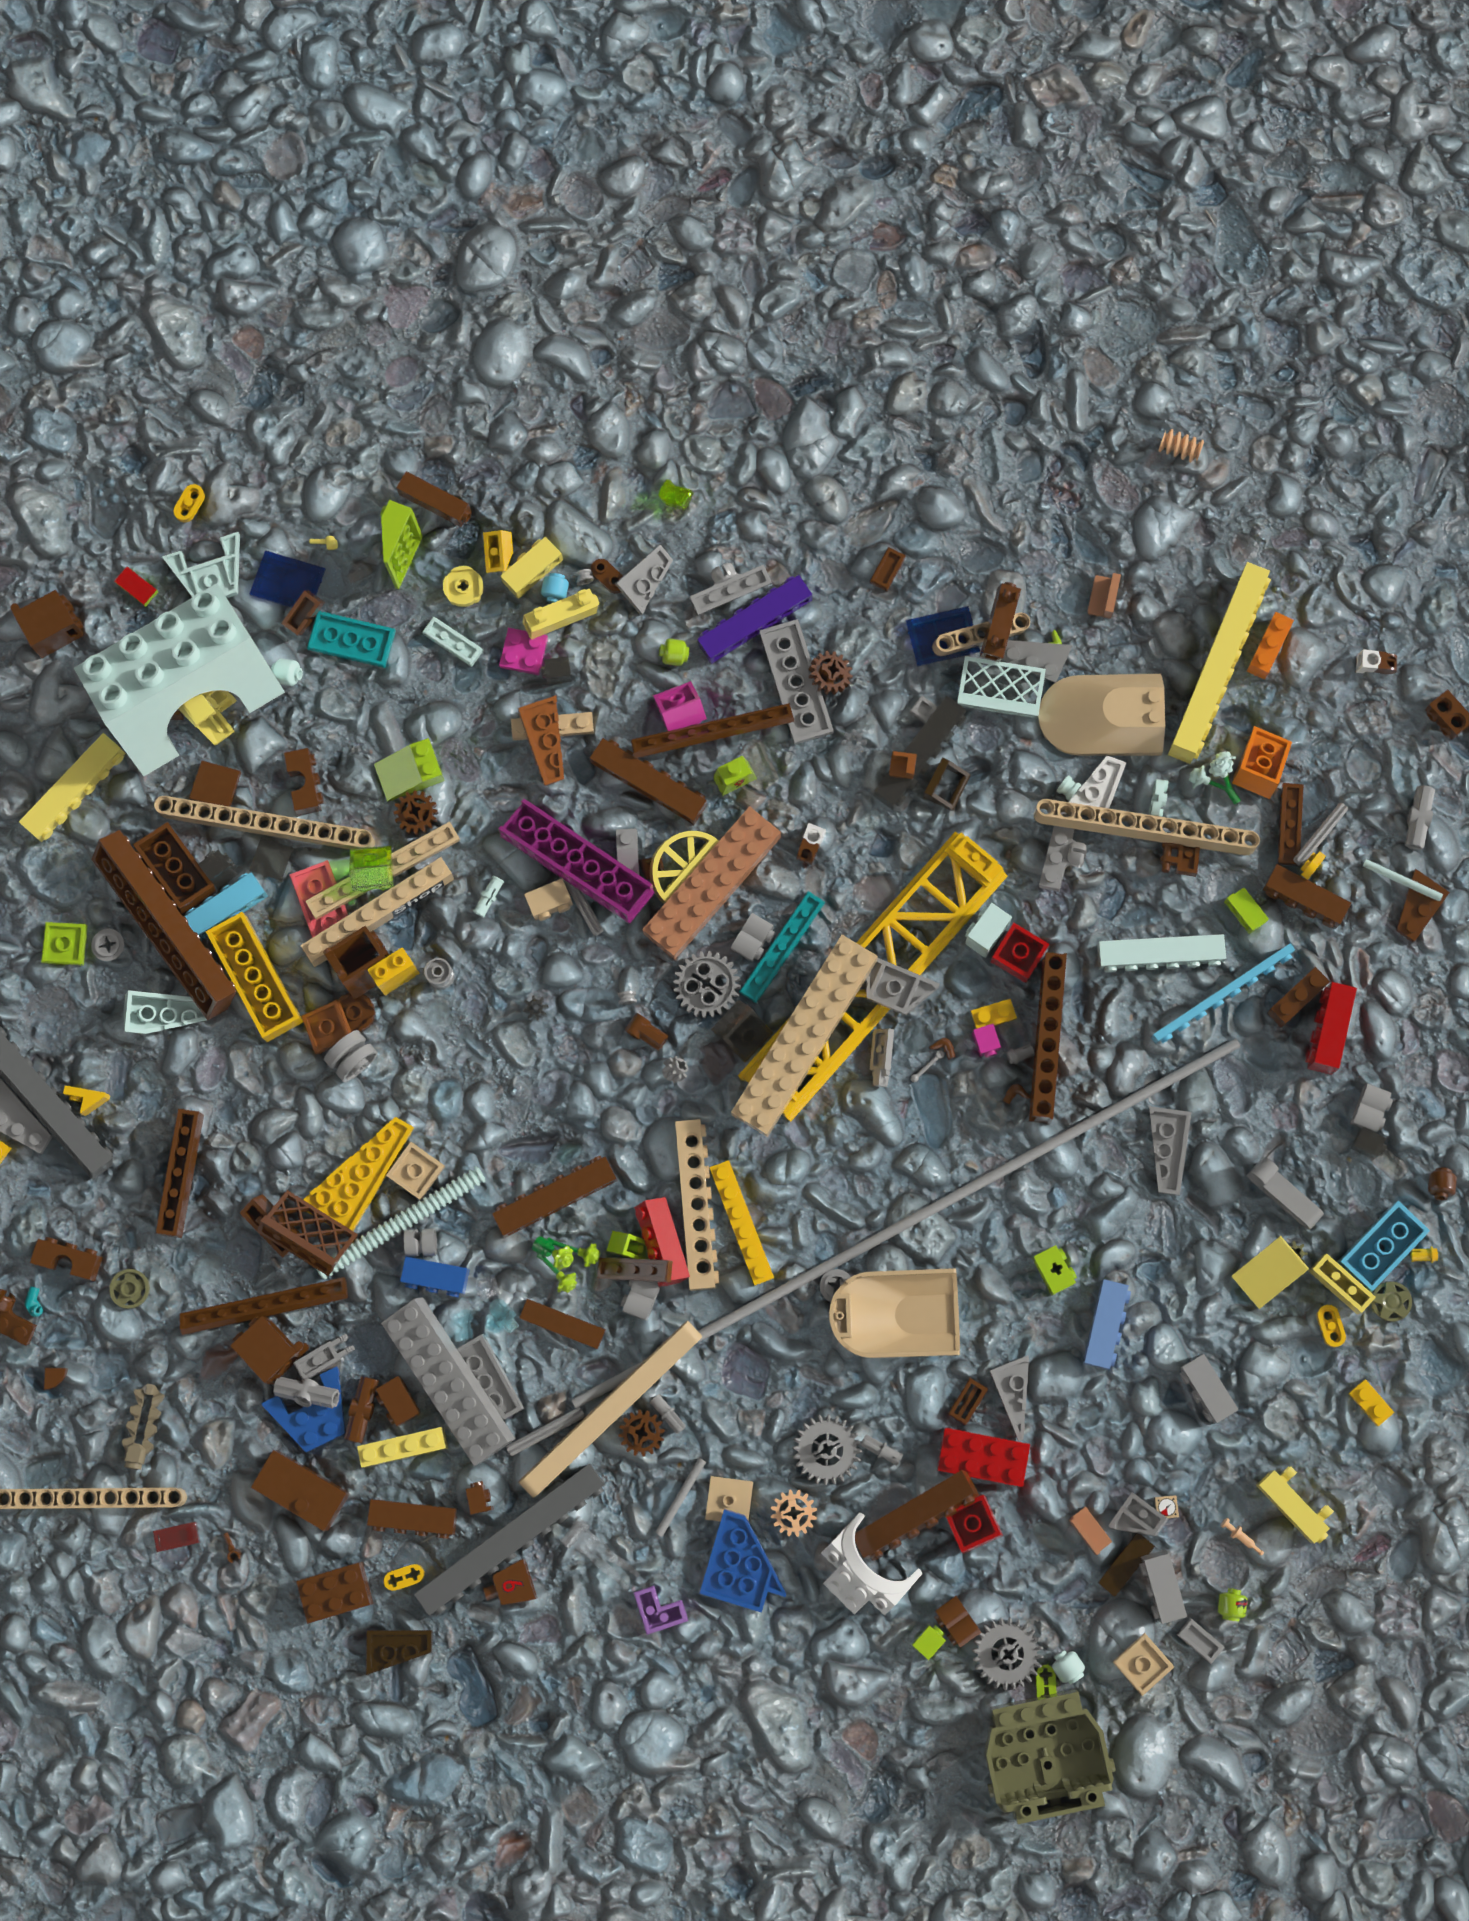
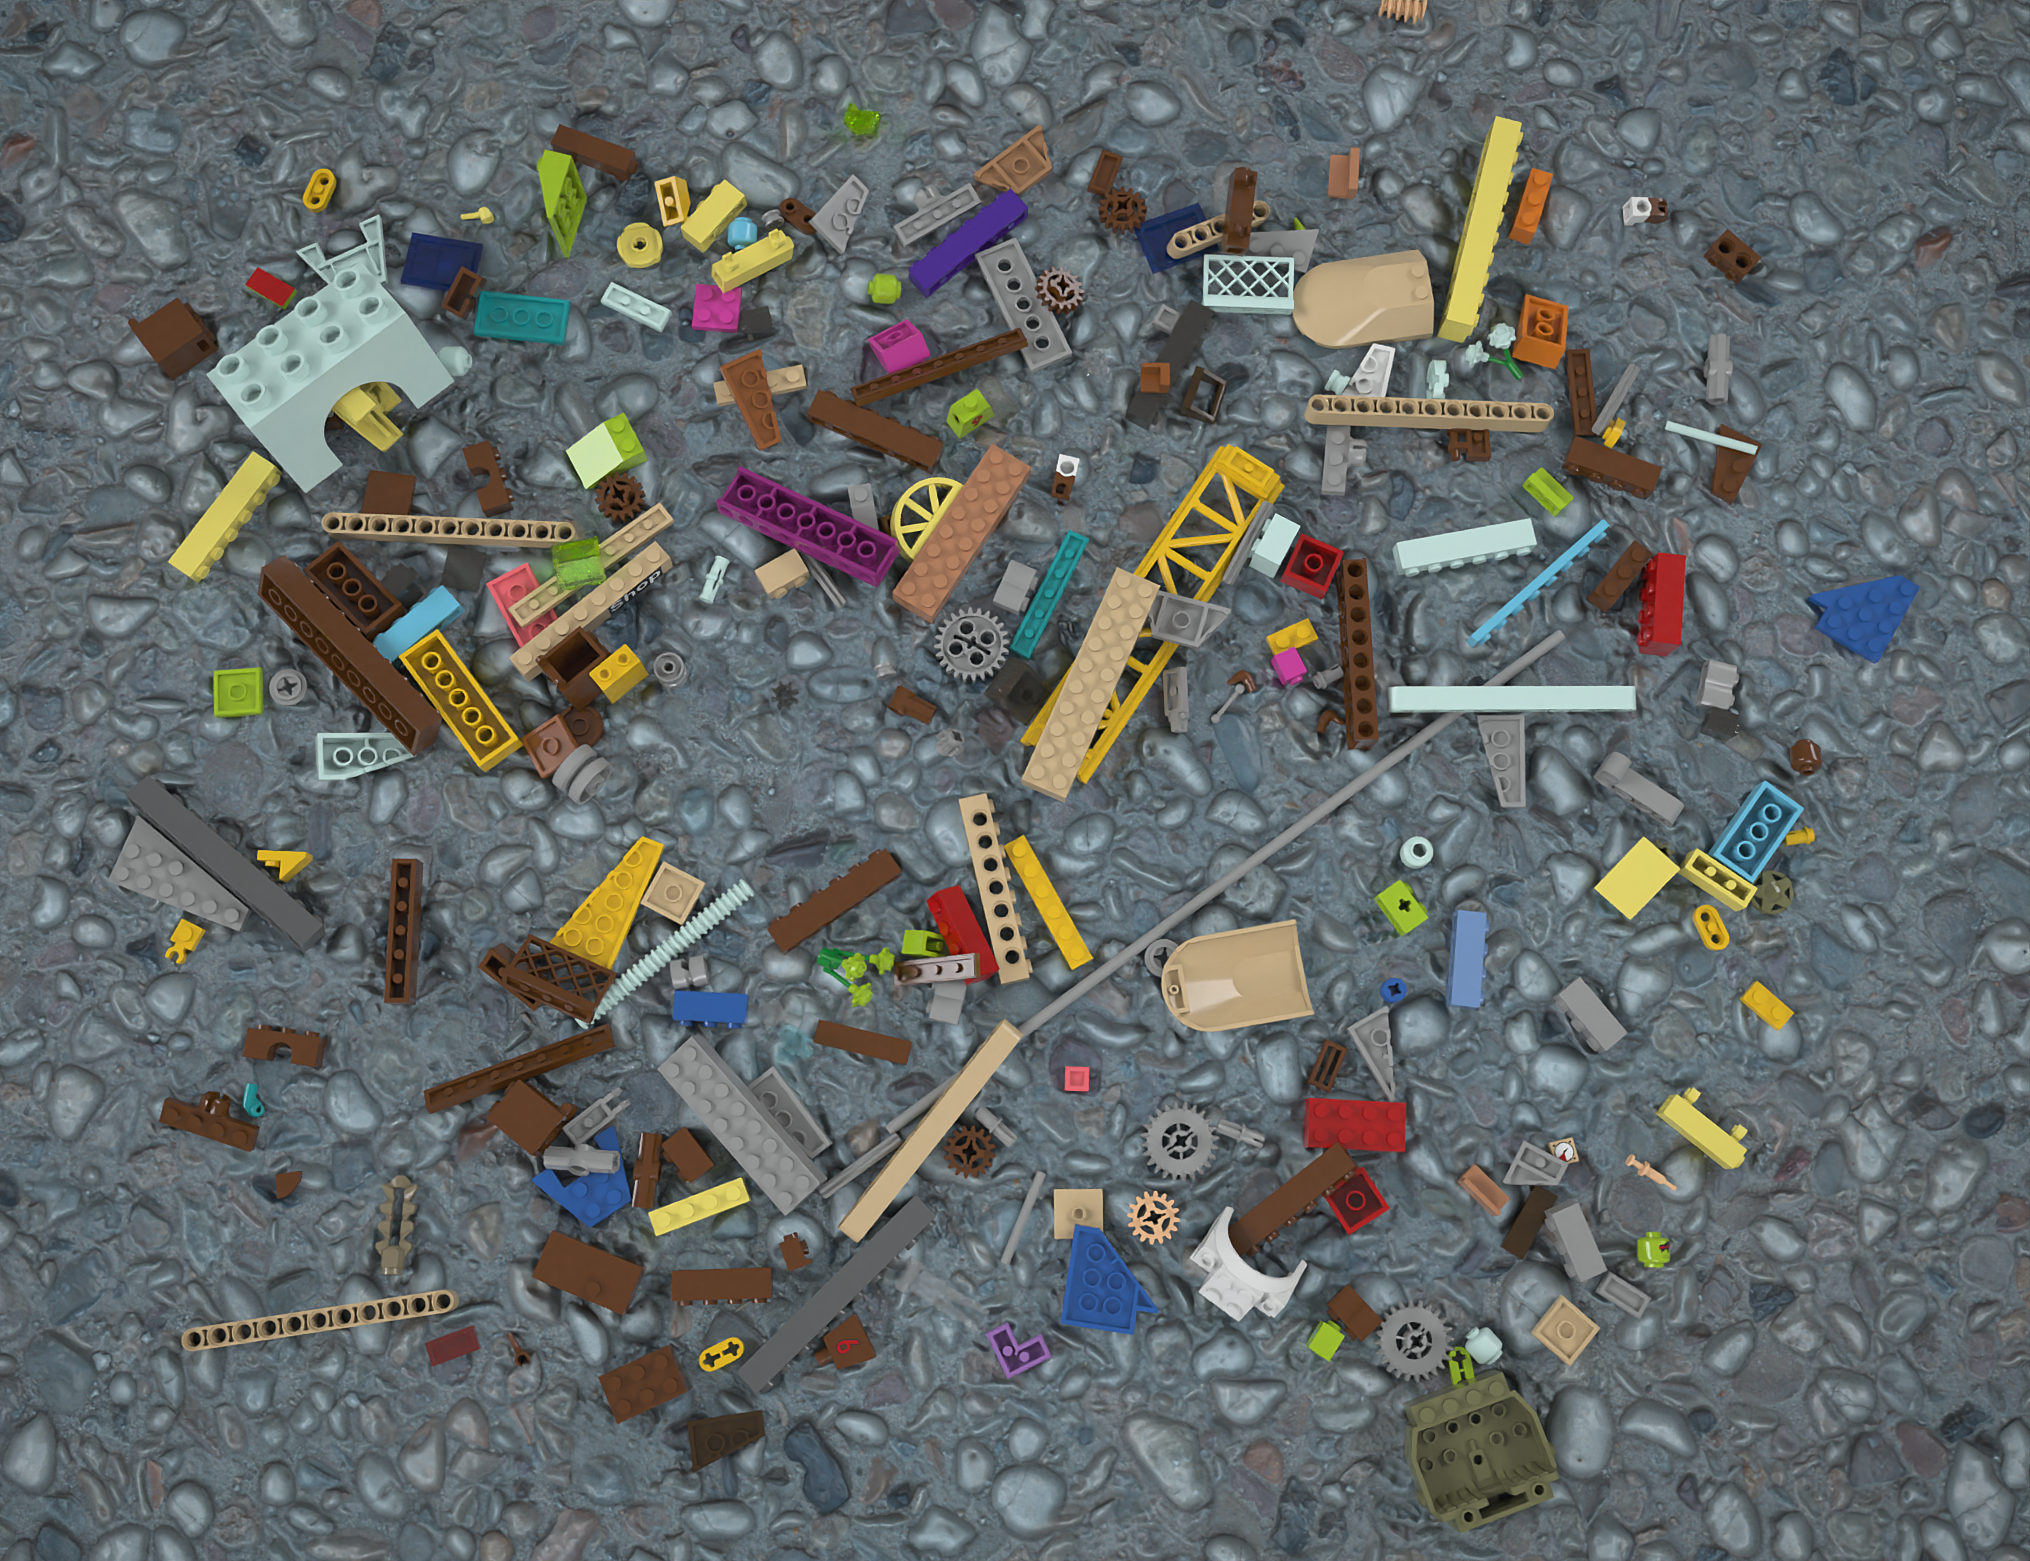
camera: 20 degrees left, 0 degrees up
(129, 1288) = (362, 1070): olive wheel -> none
(745, 1382) = (1076, 1079): none -> coral tile
(810, 553) = (1019, 165): none -> medium nougat wing
(897, 614) = (1122, 210): none -> reddish brown gear
(962, 927) = (1247, 543): none -> light grey axle
(1034, 1346) = (1388, 990): none -> blue wheel
(1075, 1222) = (1416, 852): none -> light aqua head
(1181, 1096) = (1511, 699): none -> light aqua beam

